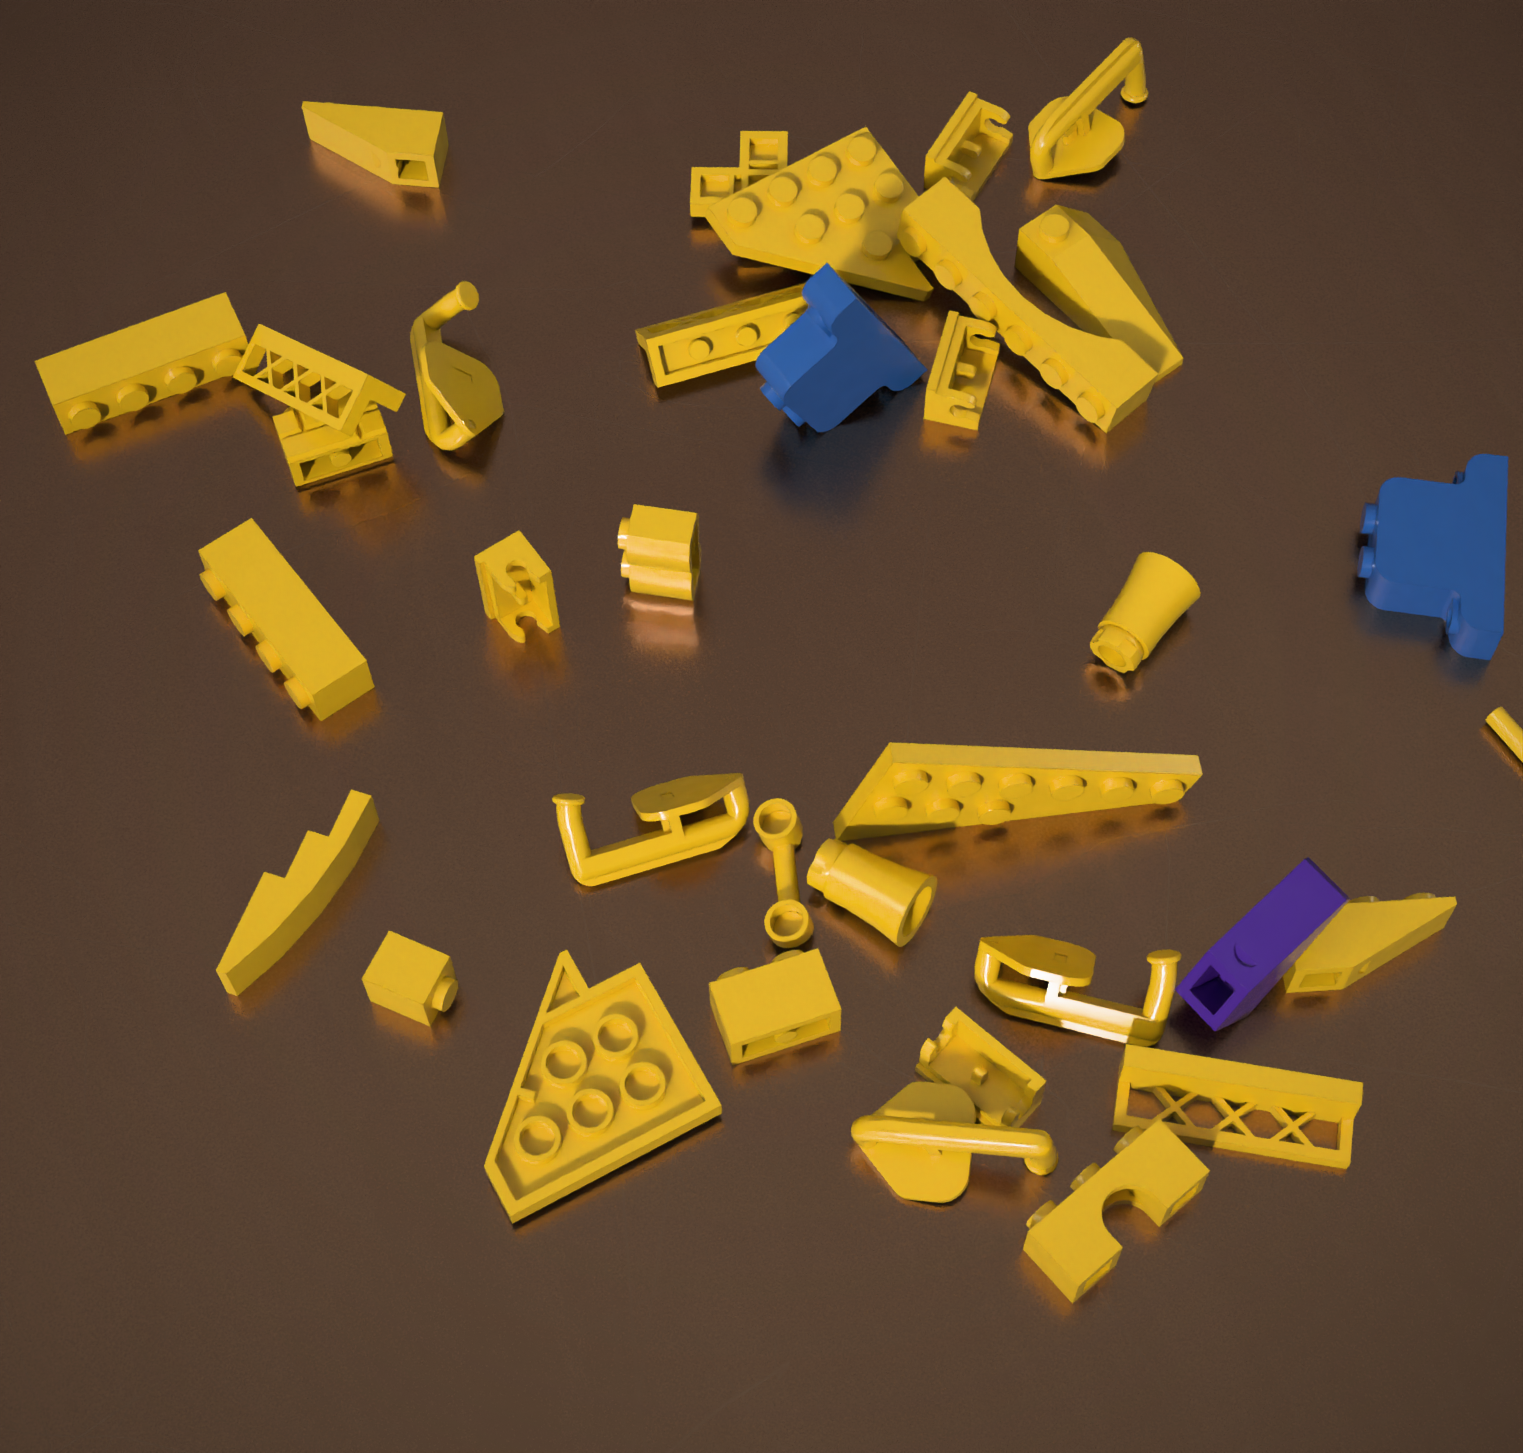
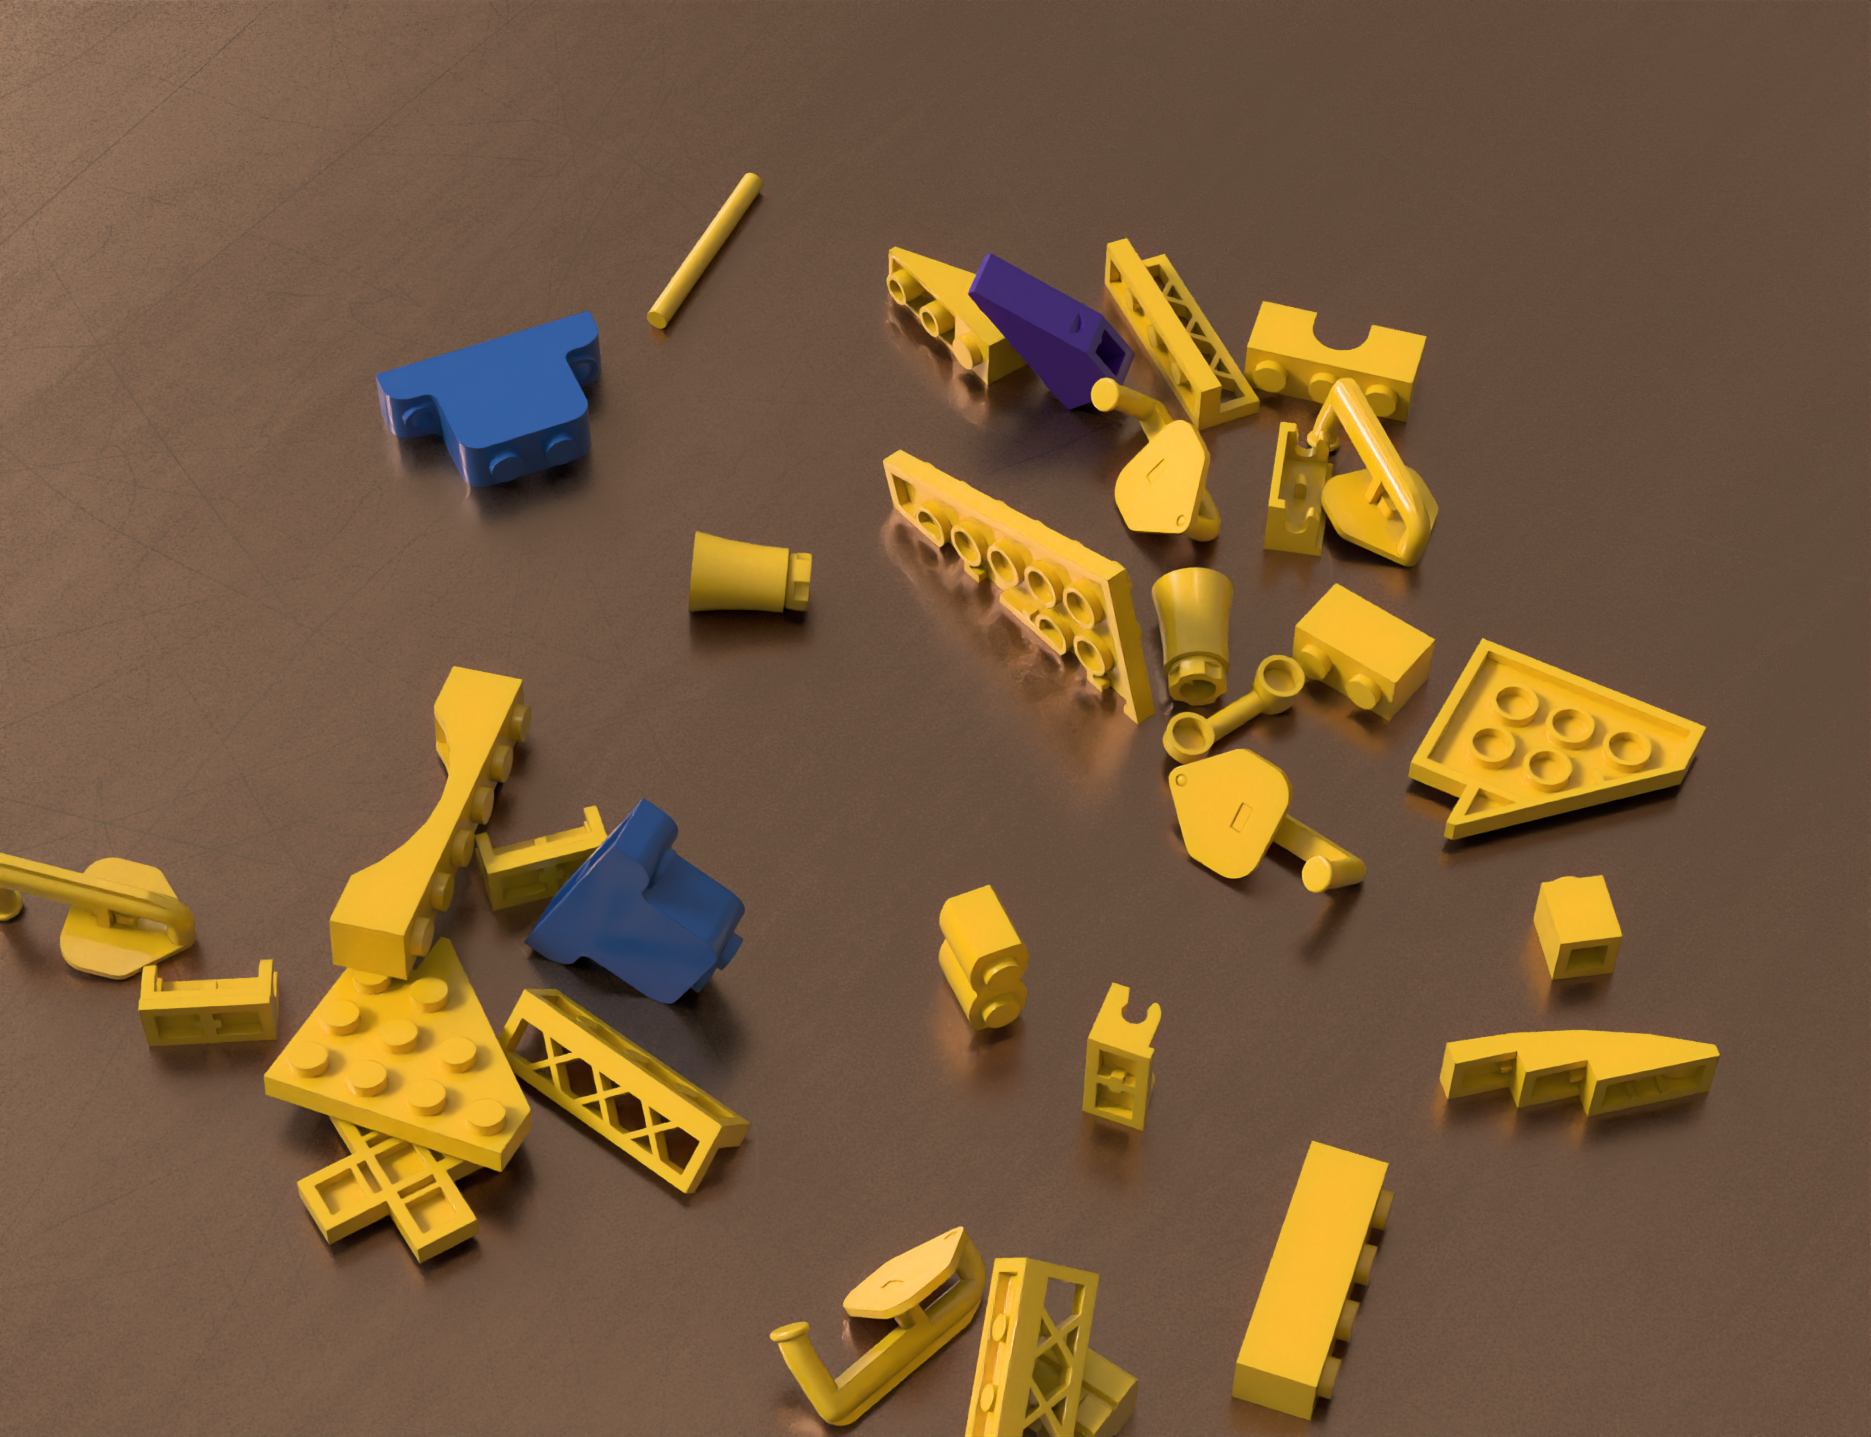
camera: 125 degrees left, 10 degrees down
(1094, 283) = (338, 805): yellow wedge -> none

